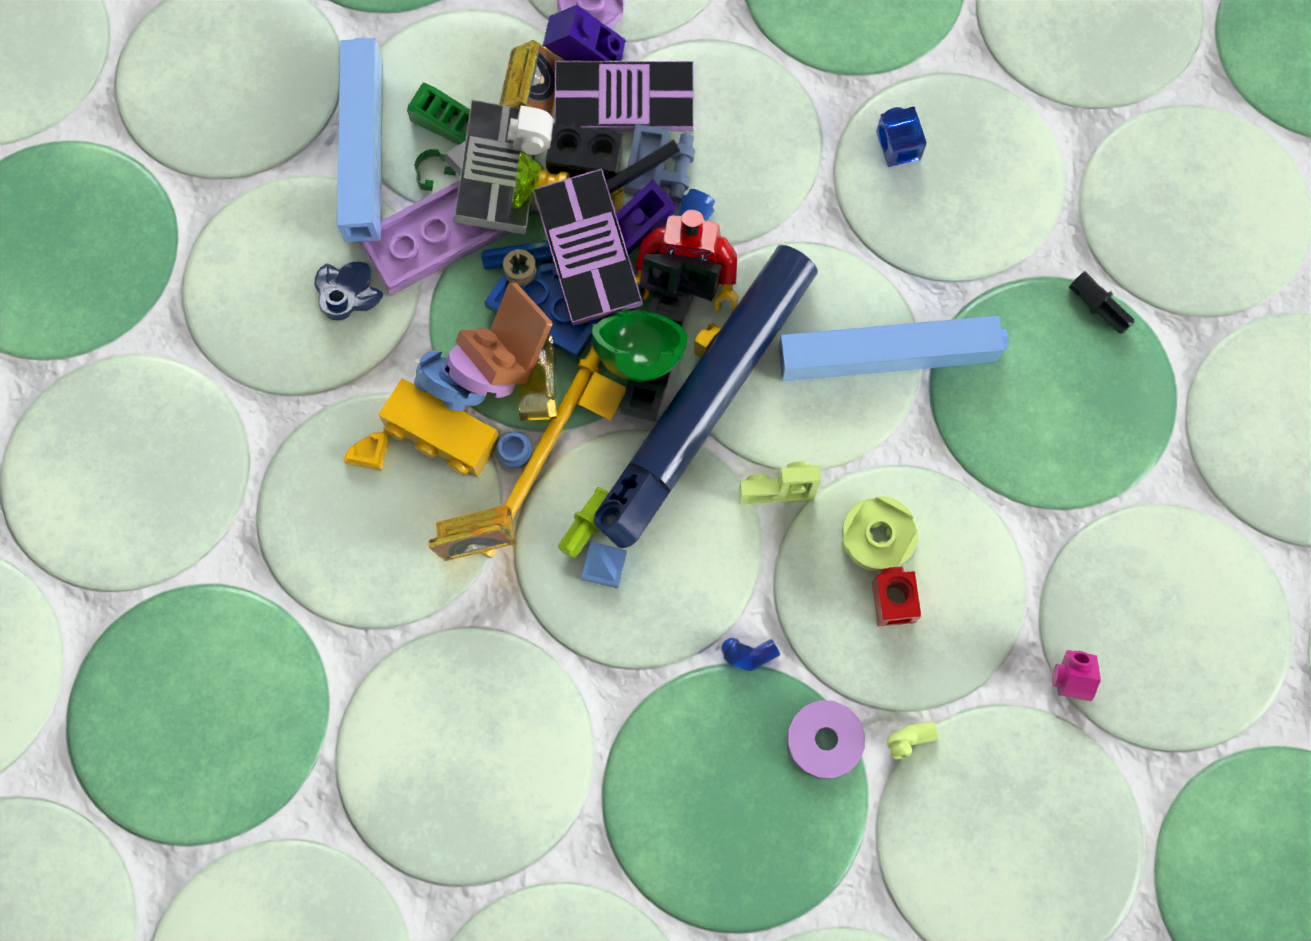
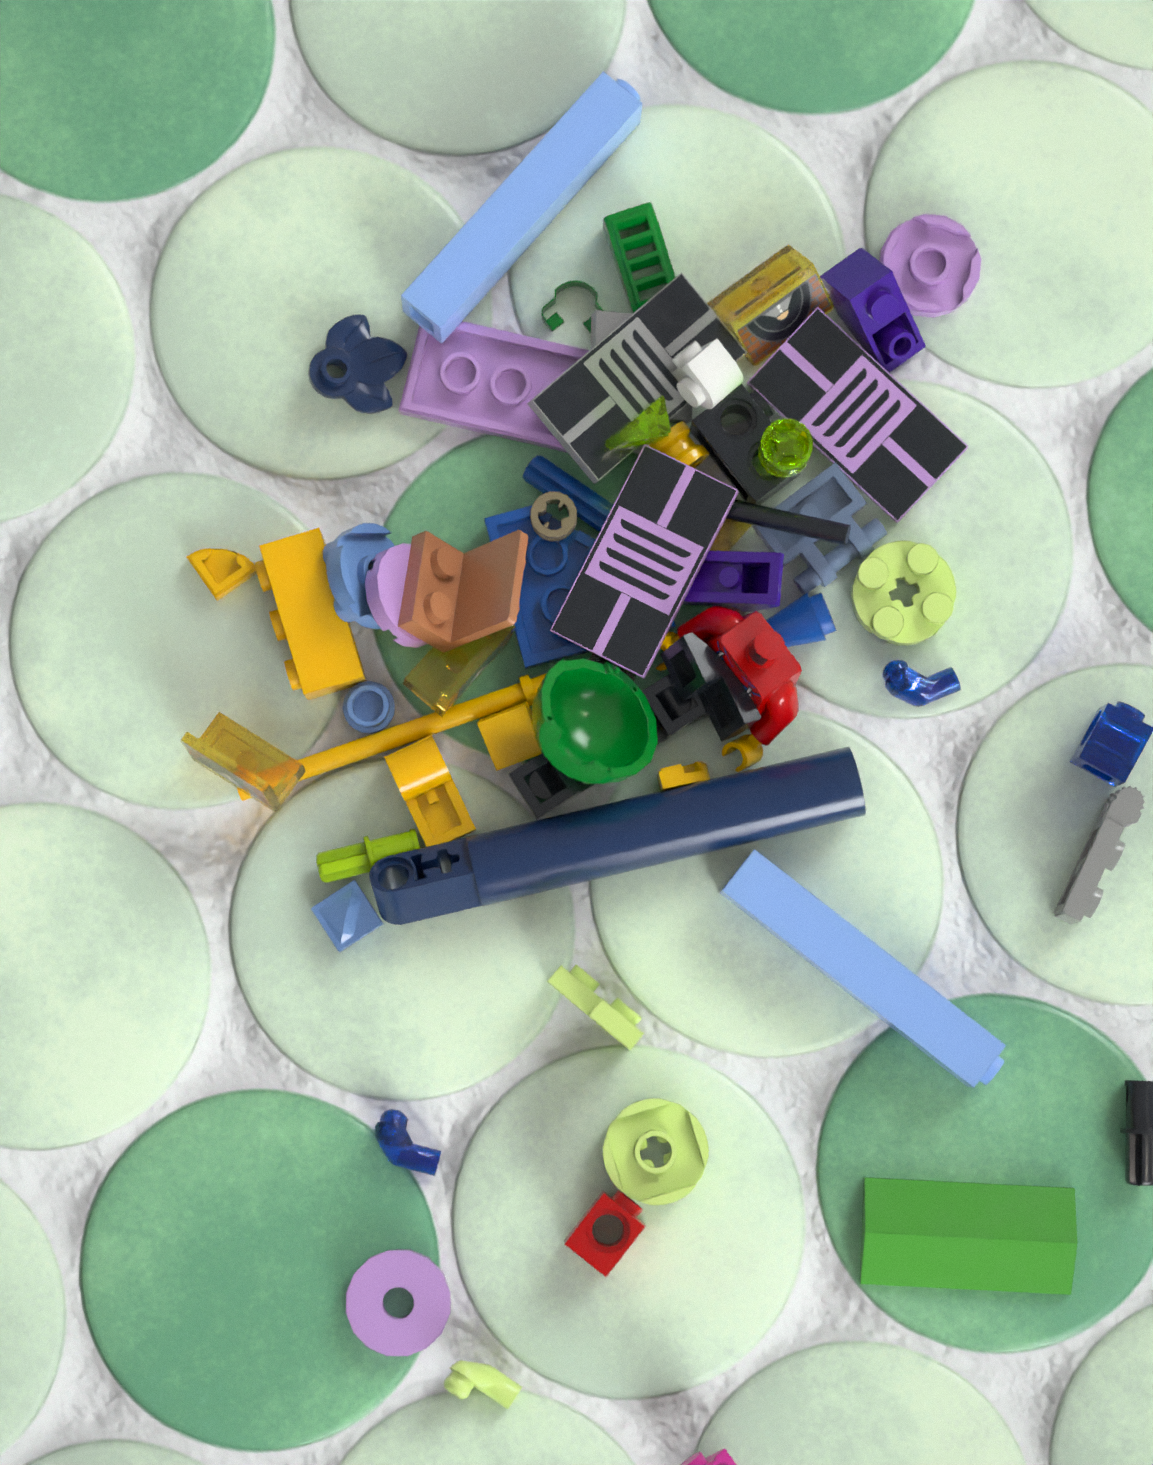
camera: 40 degrees right, 10 degrees up
(587, 462) = (430, 792): none -> yellow plate
(605, 120) = (791, 439): none -> clear neon green wheel
(729, 139) = (918, 567): none -> yellowish green plate
(779, 195) = (916, 688): none -> clear blue arm
(947, 193) = (1100, 852): none -> light grey hinge
(1072, 432) = (968, 1235): none -> bright green slope

